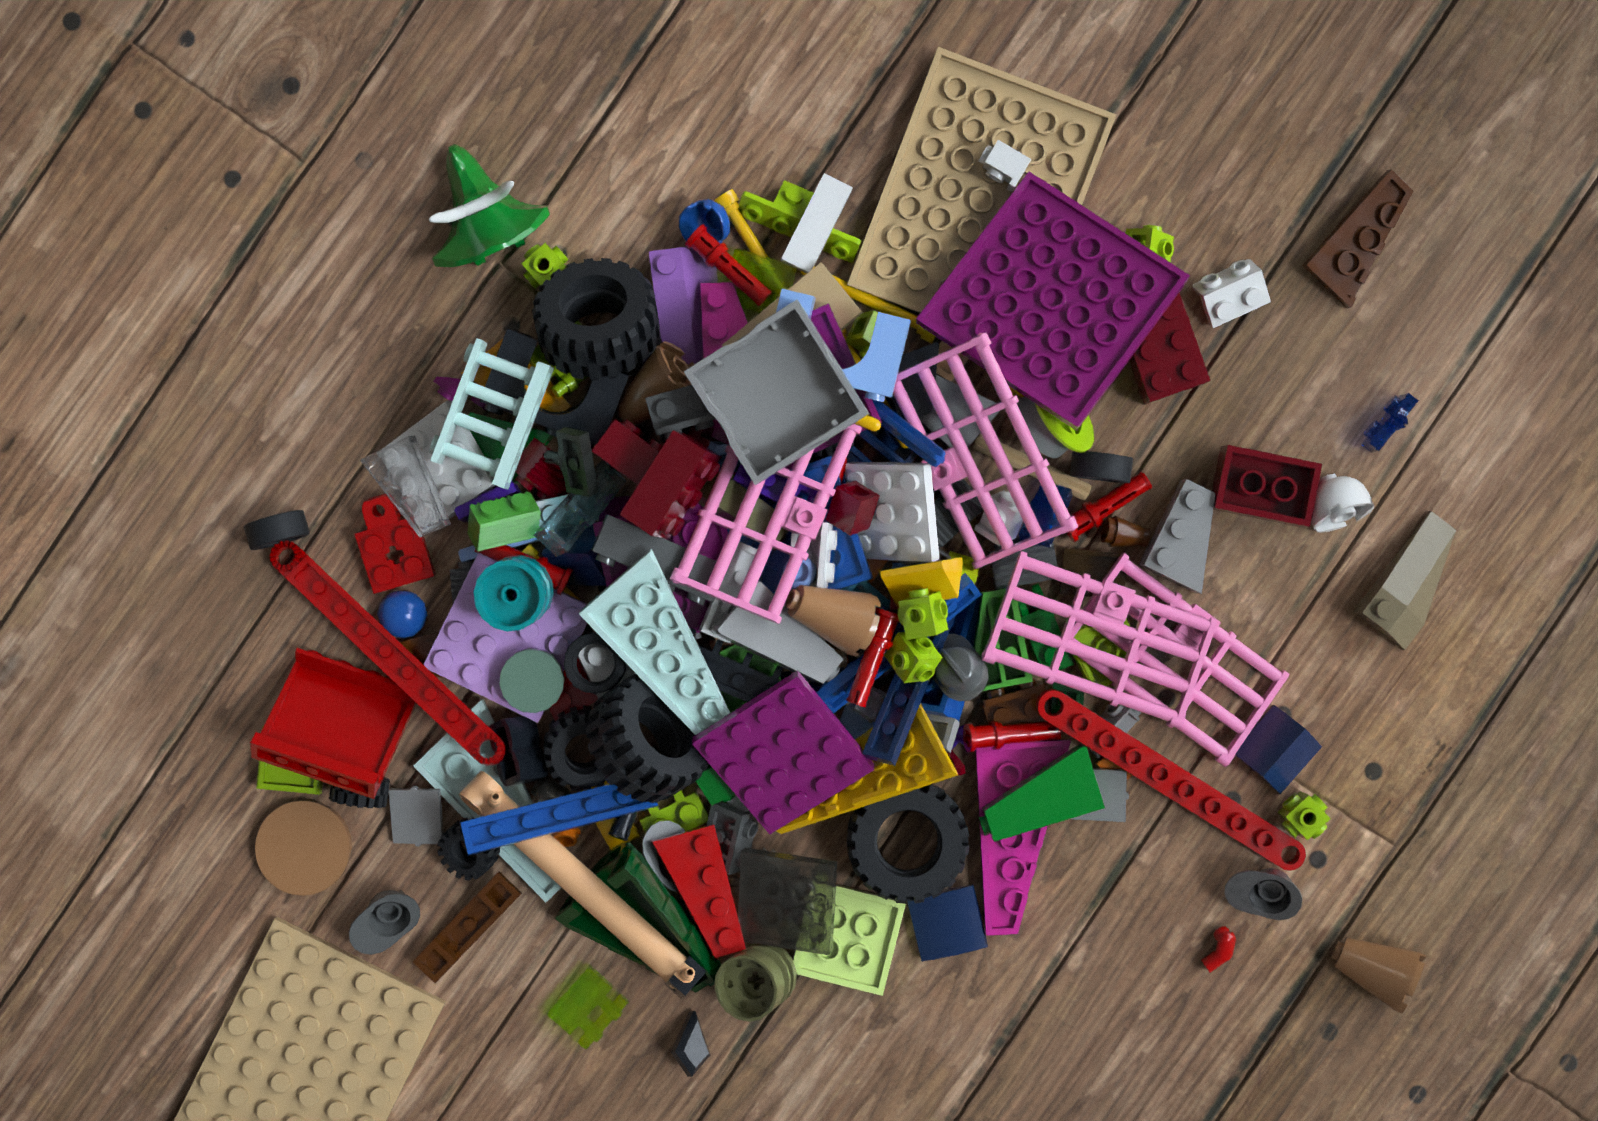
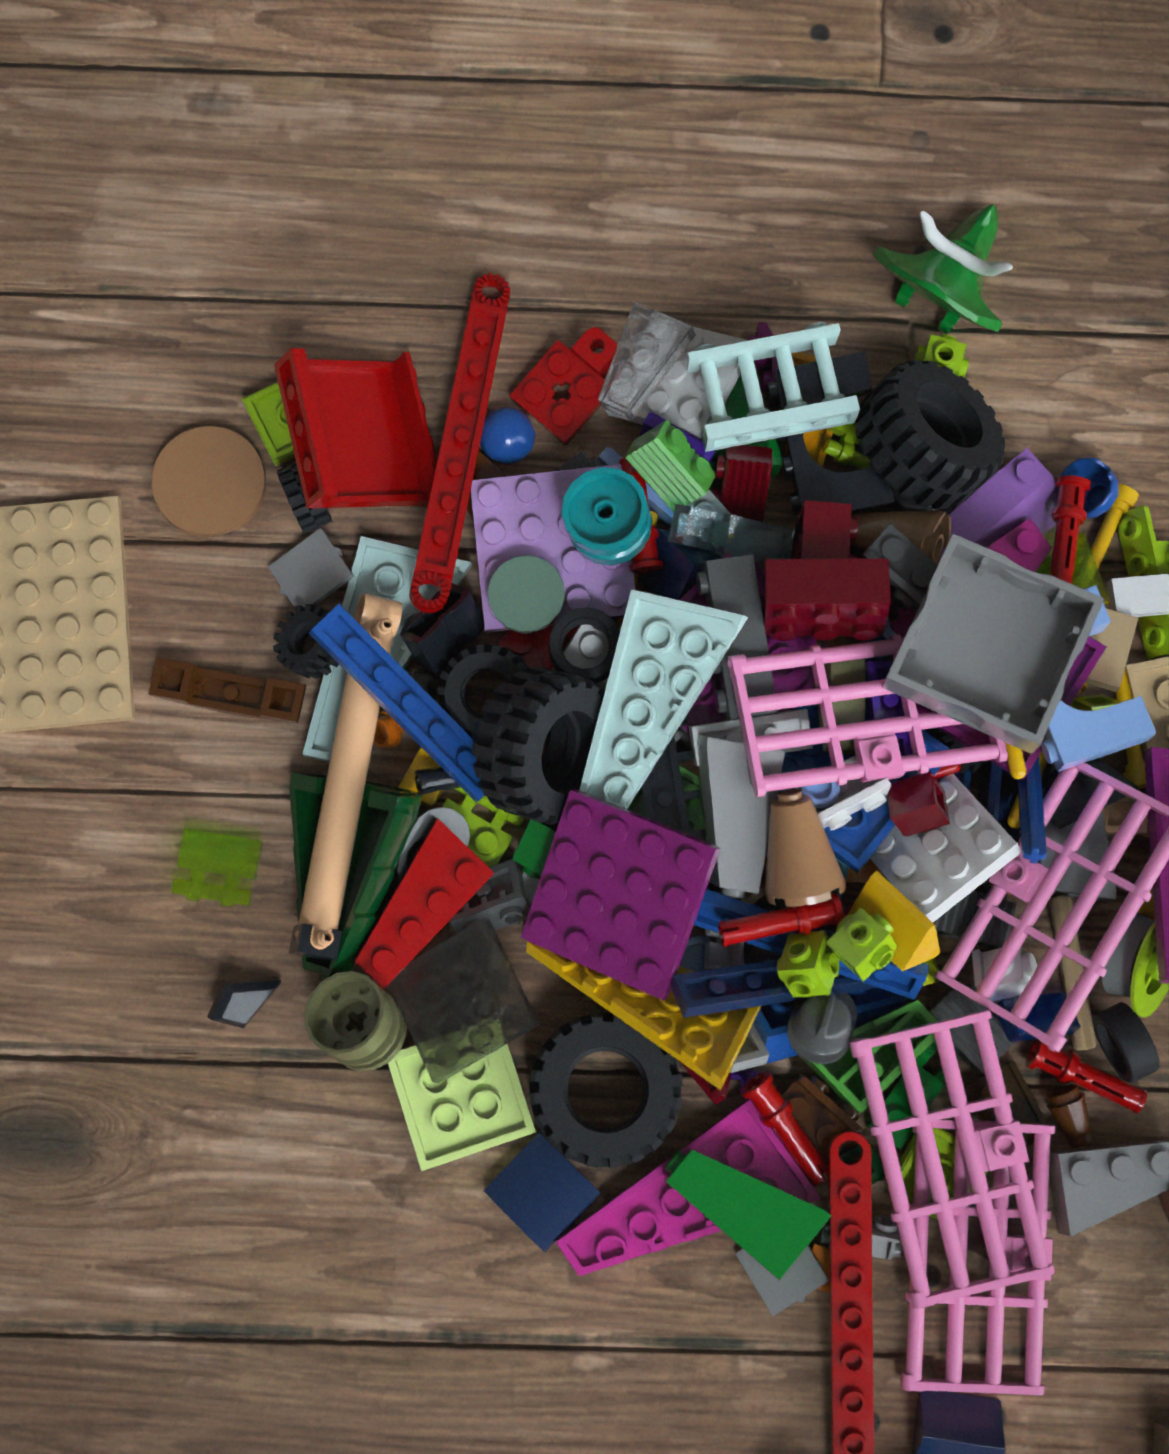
camera: 50 degrees right, 10 degrees down
(276, 528) = (516, 261): black tyre -> none
(384, 922) = (181, 602): dark grey piece -> none
(575, 461) = (780, 493): pearl dark grey plate -> none

